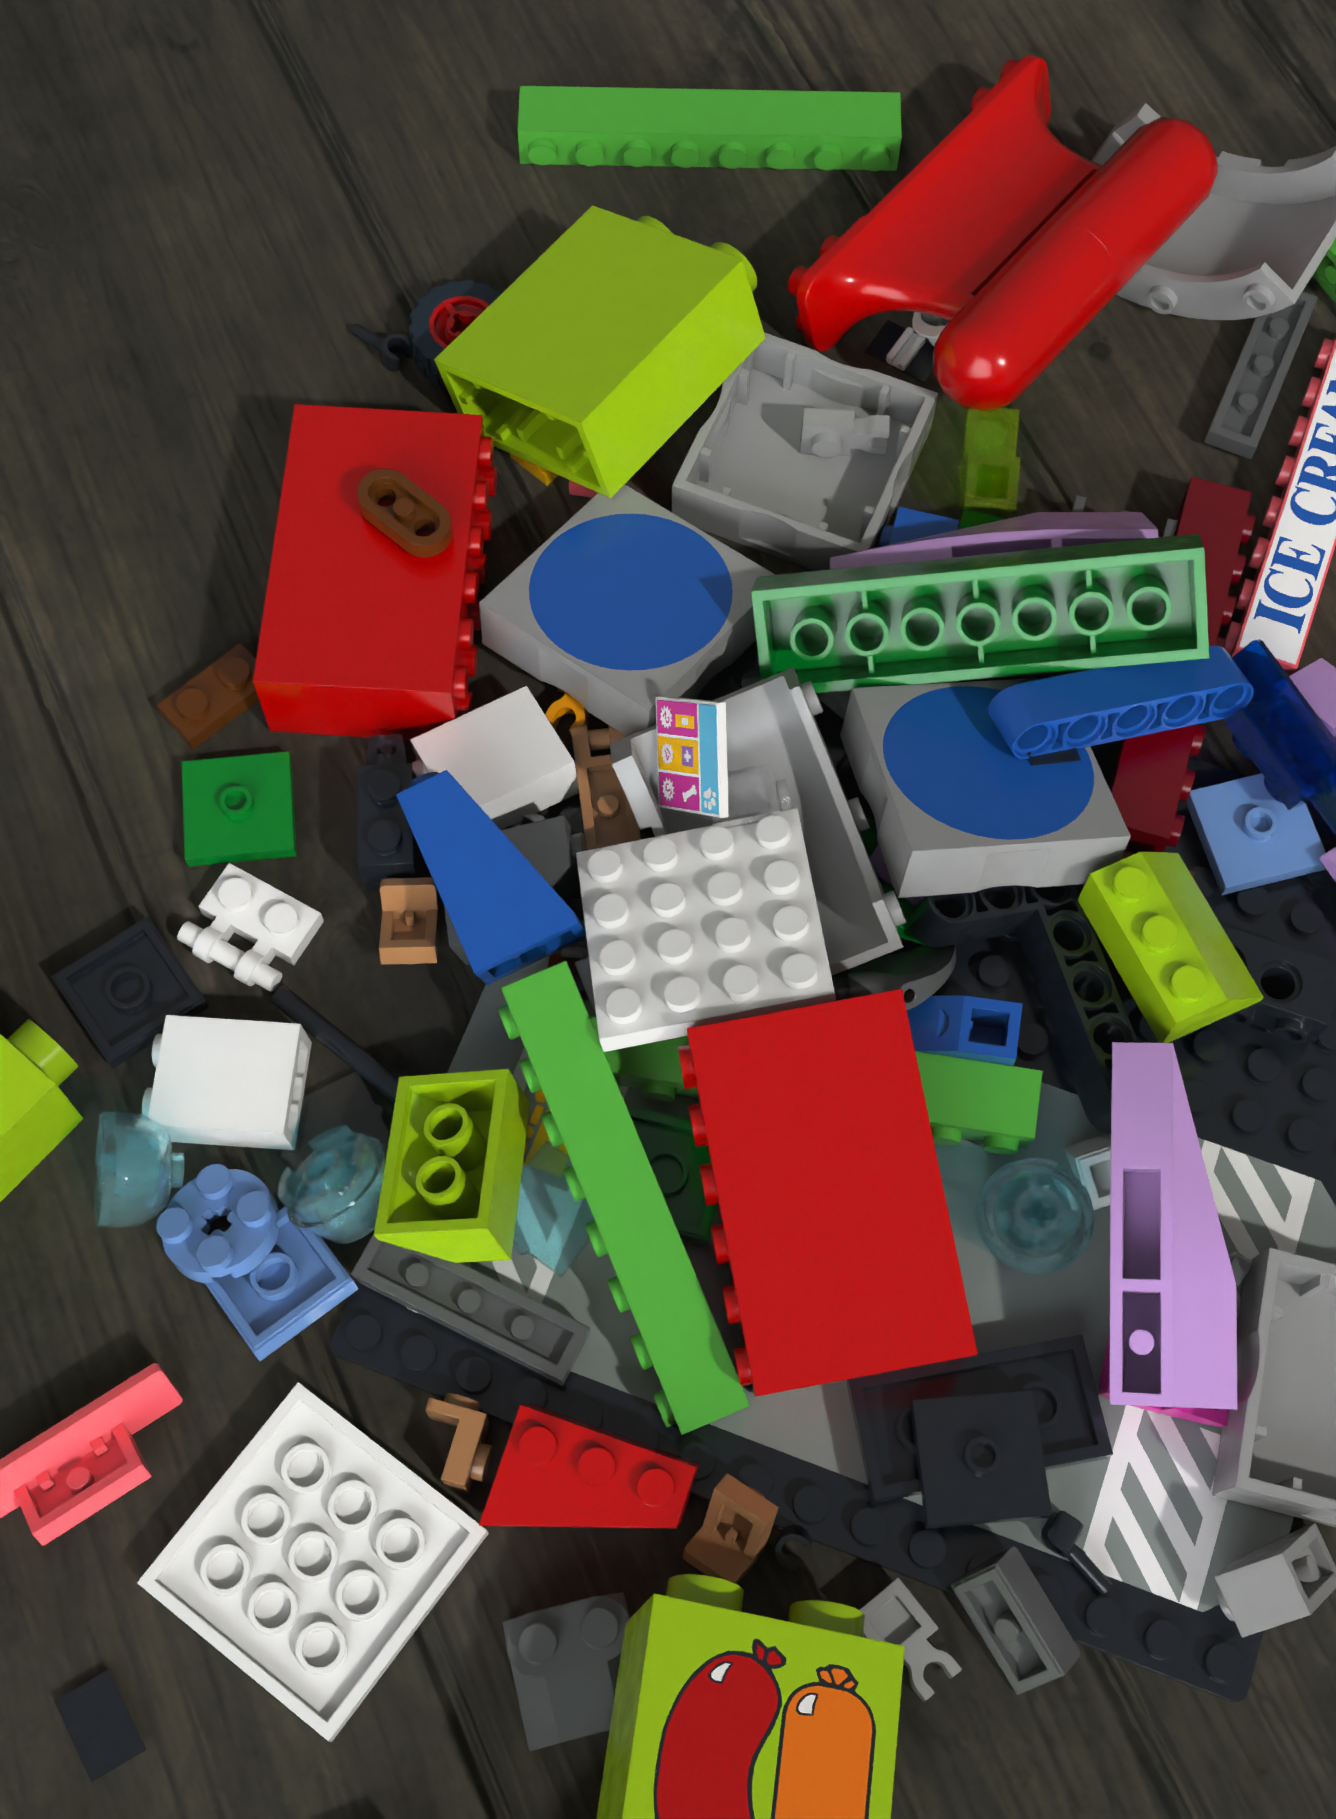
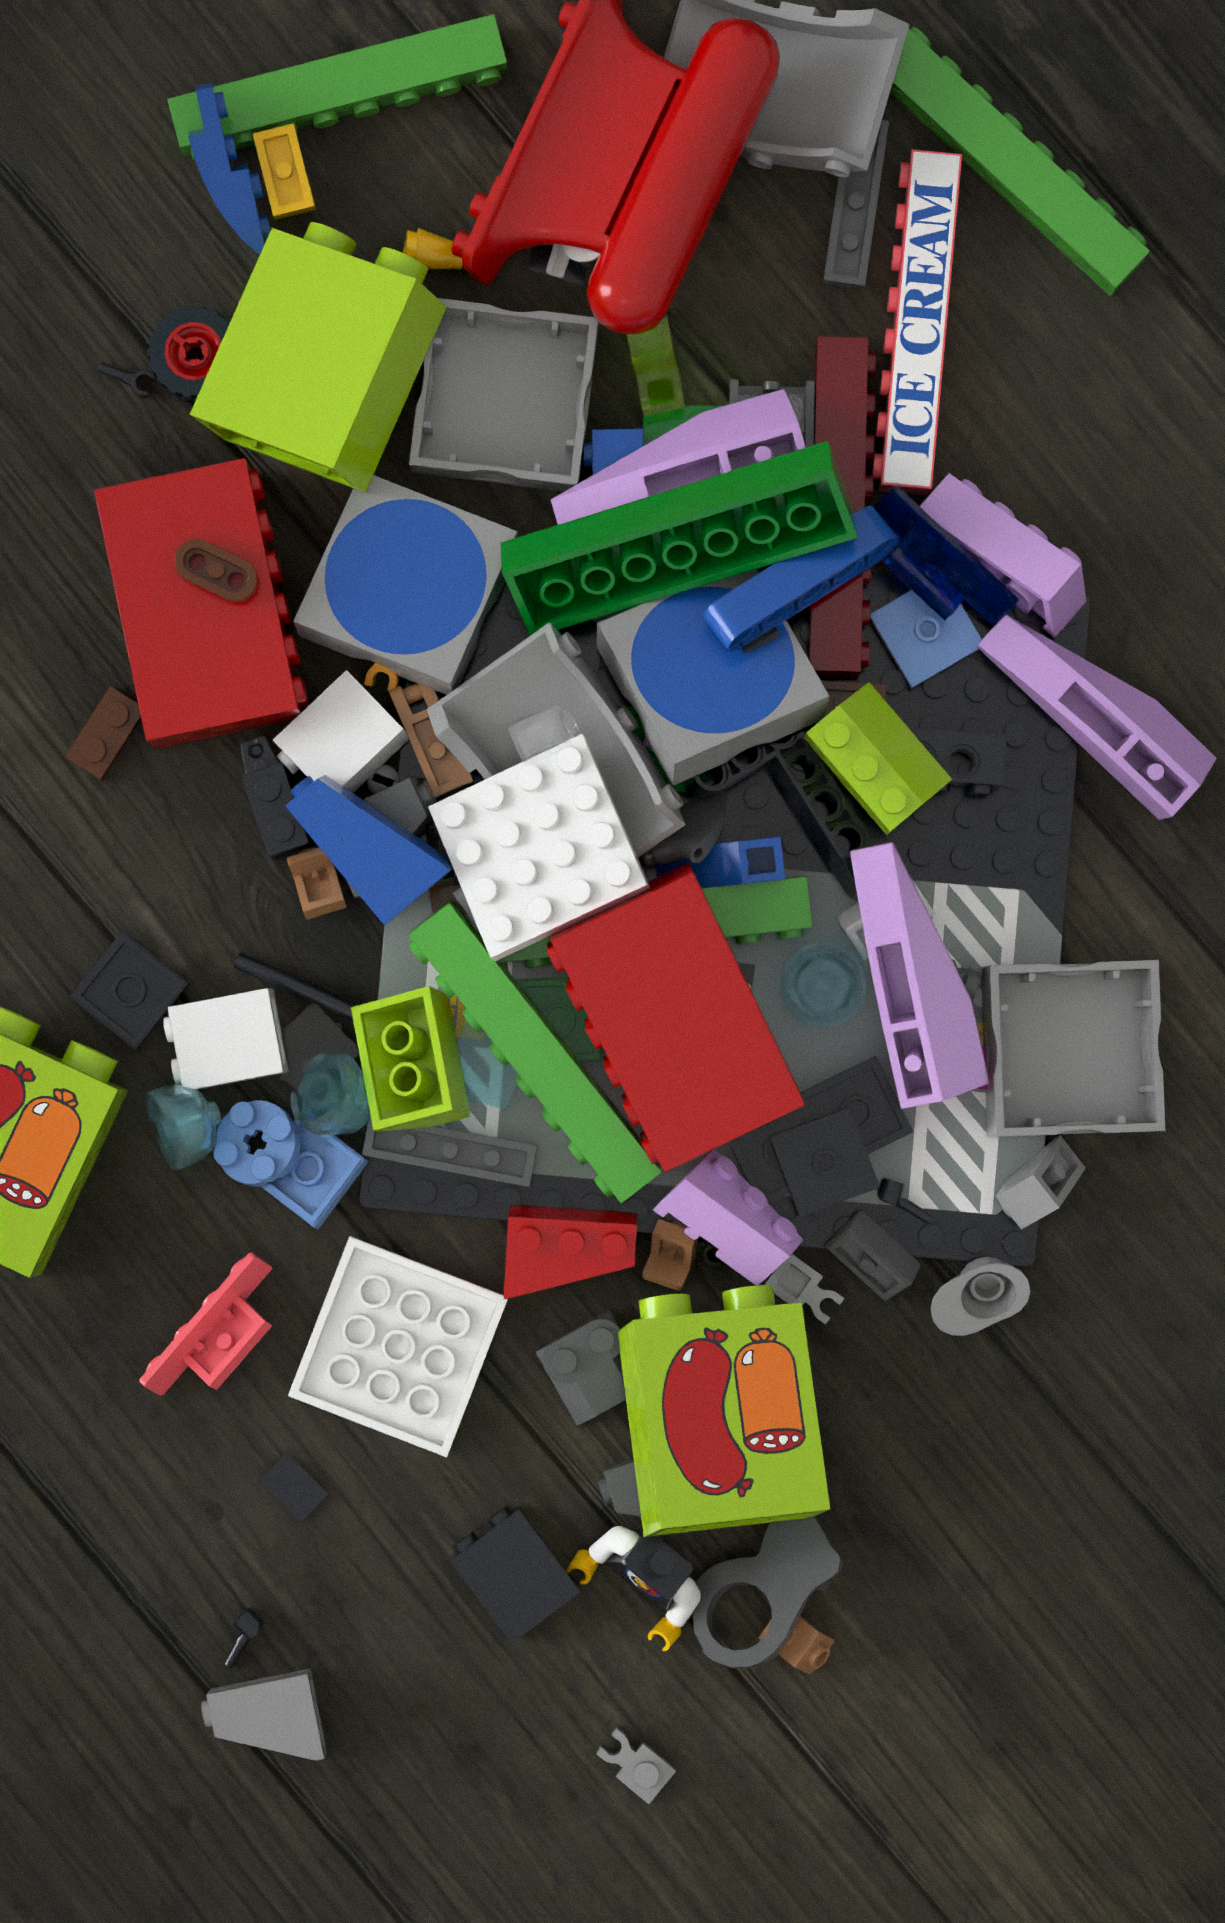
camera: 15 degrees left, 20 degrees up
(238, 809) = (156, 822): green plate -> none
(257, 913) = (200, 902): white plate -> none
(468, 1453) = (480, 1251): medium nougat bracket -> none
(554, 143) = (230, 186): none -> blue slope
(624, 173) = (284, 171): none -> yellow plate
(692, 755) = (493, 716): piece -> none
(774, 305) = (431, 250): none -> yellow cone
(832, 1497) = (731, 1217): none -> lavender wedge
(837, 431) = (521, 370): light grey plate -> none
(1162, 1724) = (980, 1297): none -> light grey piece

